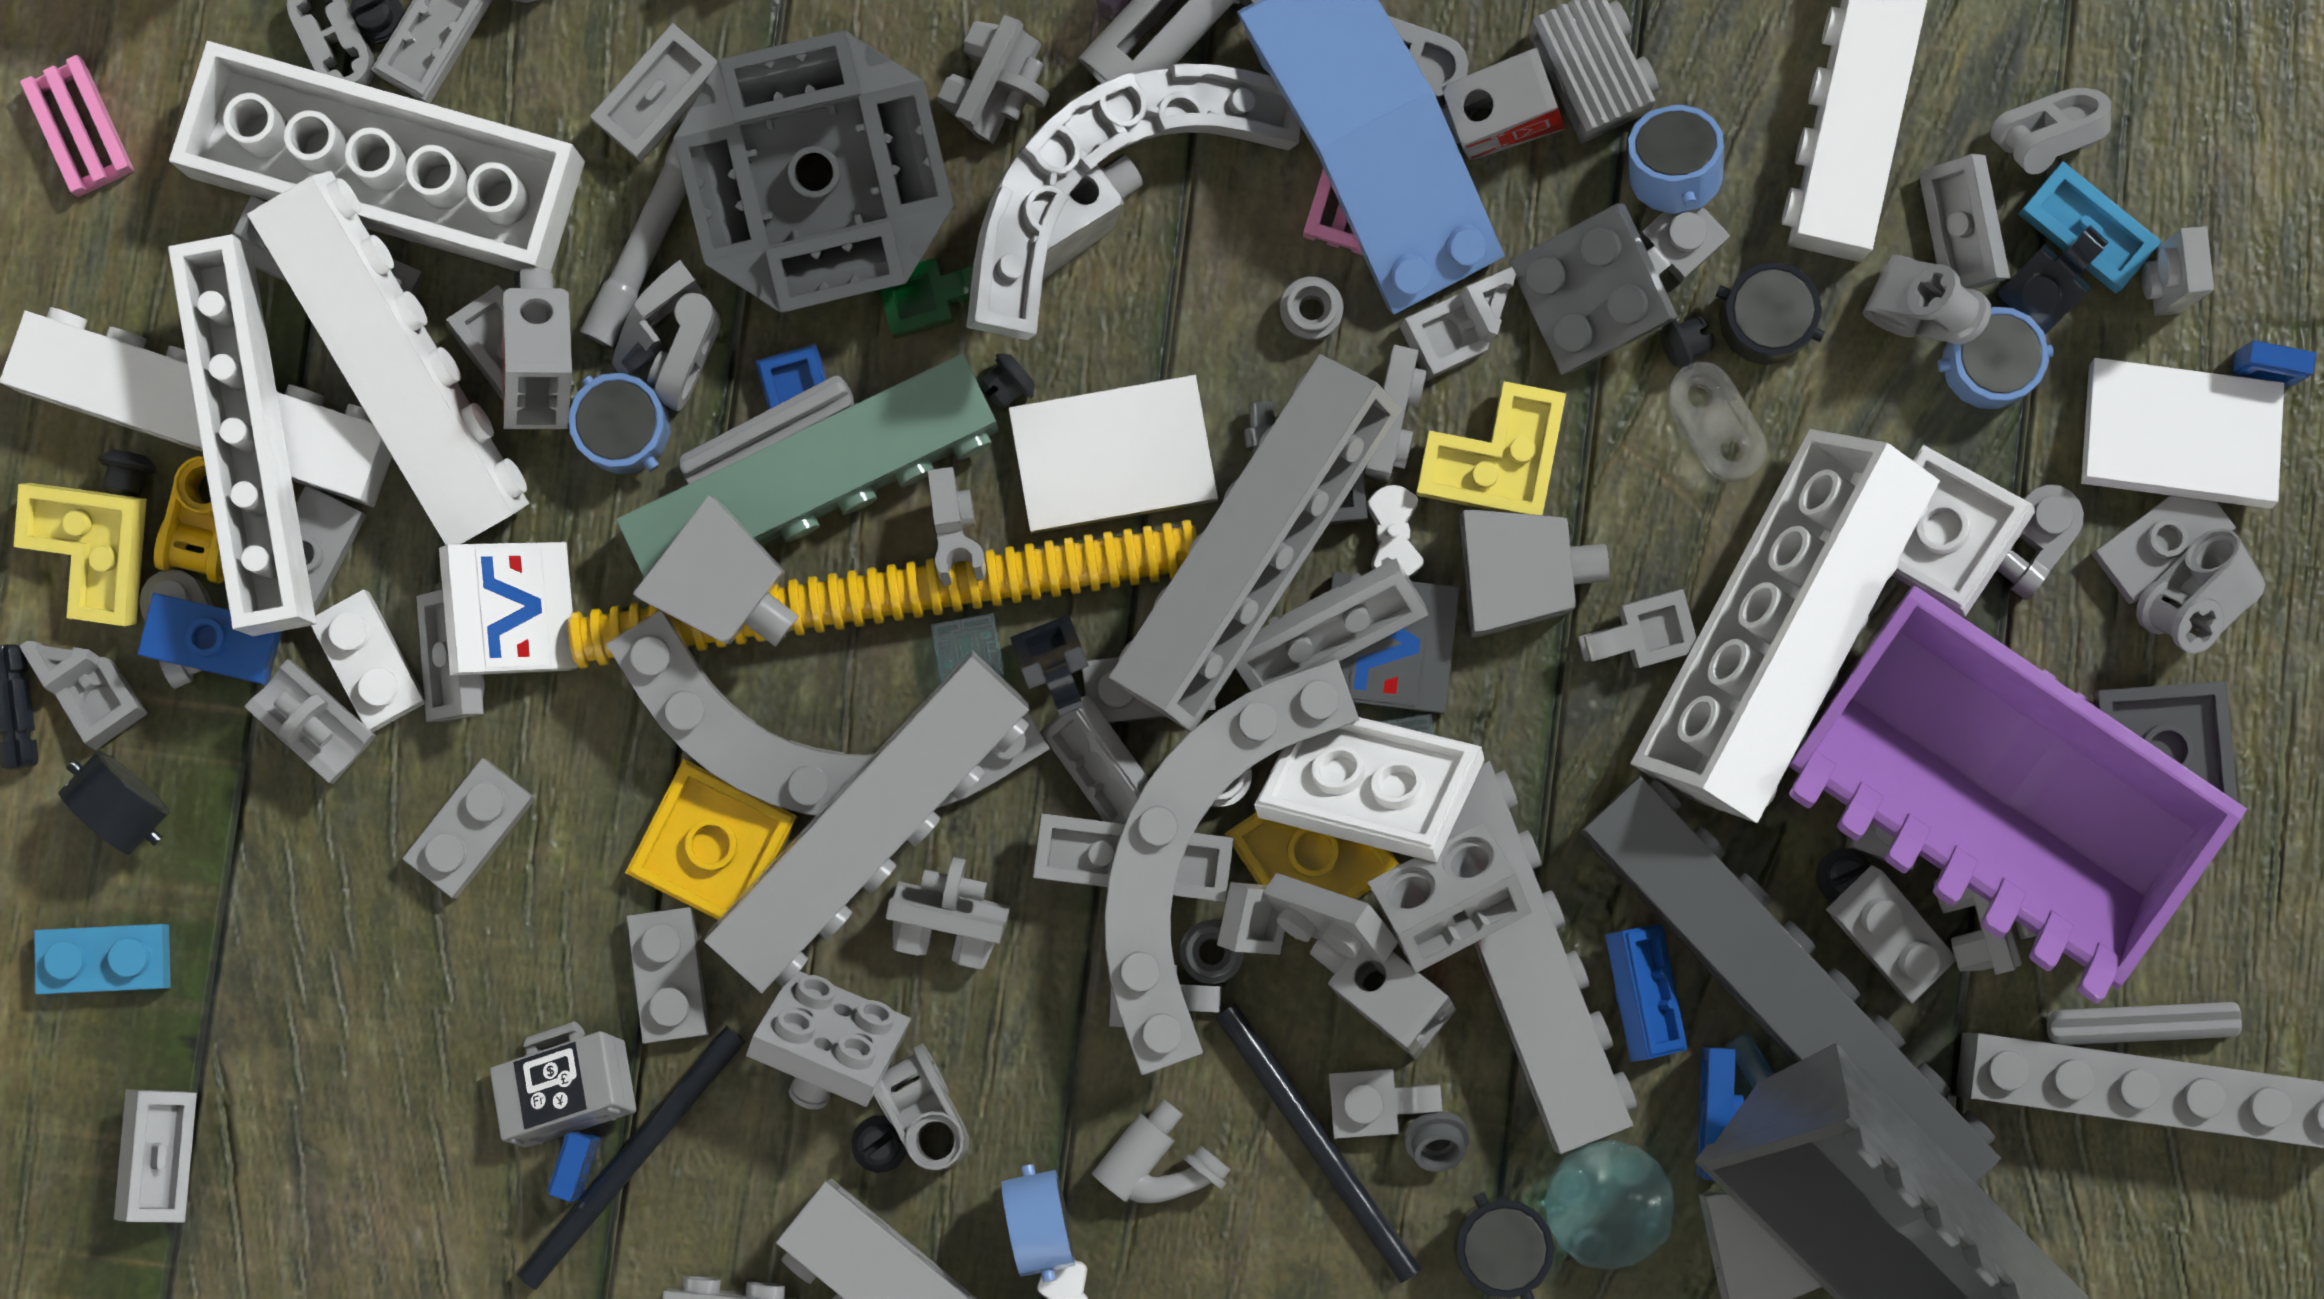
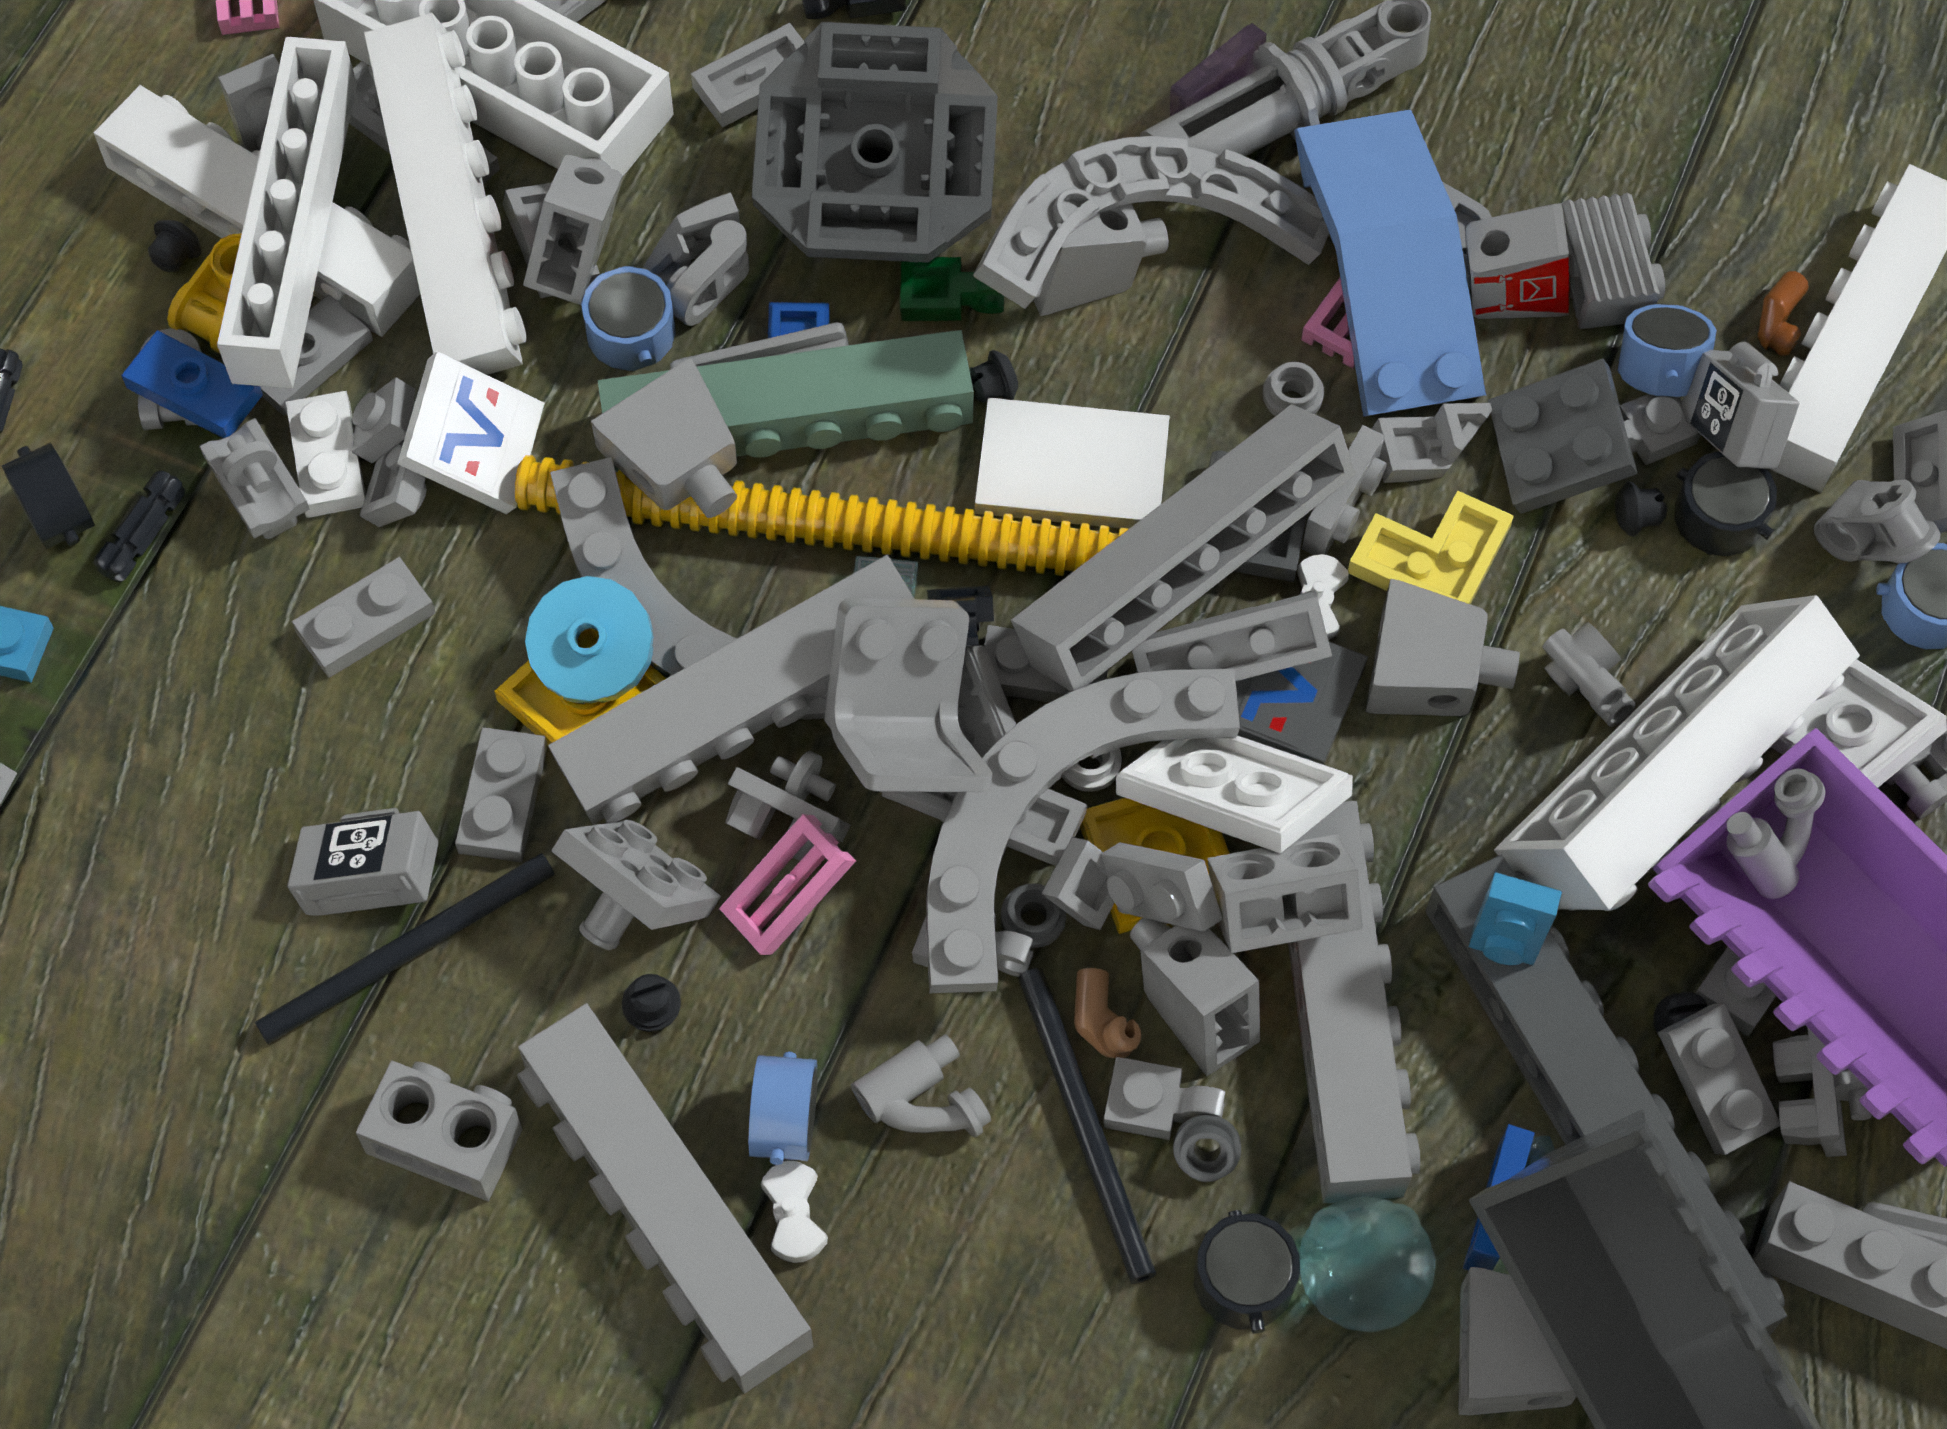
camera: 10 degrees right, 20 degrees down
(88, 689) = (64, 407): light grey slope -> none
(104, 544) = (127, 289): light yellow plate -> none
(153, 304) = (249, 98): none -> light grey plate
(213, 797) = (139, 526): none -> black axle
(414, 616) = (382, 419): none -> light grey plate
(573, 1165) = (348, 931): blue tile -> none
(622, 287) = (703, 186): light grey piece -> none
(711, 773) = (607, 667): none -> medium azure plate
(919, 1106) = (702, 971): light grey piece -> none
(952, 514) = (906, 469): light grey plate -> none
(996, 961) = (825, 846): none -> bright pink tile
(1001, 82) = (1066, 127): light grey hips -> none
(1029, 809) = (899, 696): none -> light grey piece
(1302, 1041) = (1099, 1024): none -> medium nougat arm
(1646, 992) = (1456, 1067): blue plate -> none
(1650, 629) = (1543, 739): light grey plate -> none
(1669, 537) = (1584, 665): none -> light grey plate
(1672, 870) = (1514, 920): none -> dark azure plate
(1721, 421) = (1652, 586): clear plate -> none
(1765, 218) = (1740, 406): none -> light grey piece
(1775, 68) = (1776, 308): none -> dark orange arm
(1900, 713) = (1759, 852): none -> light grey plant

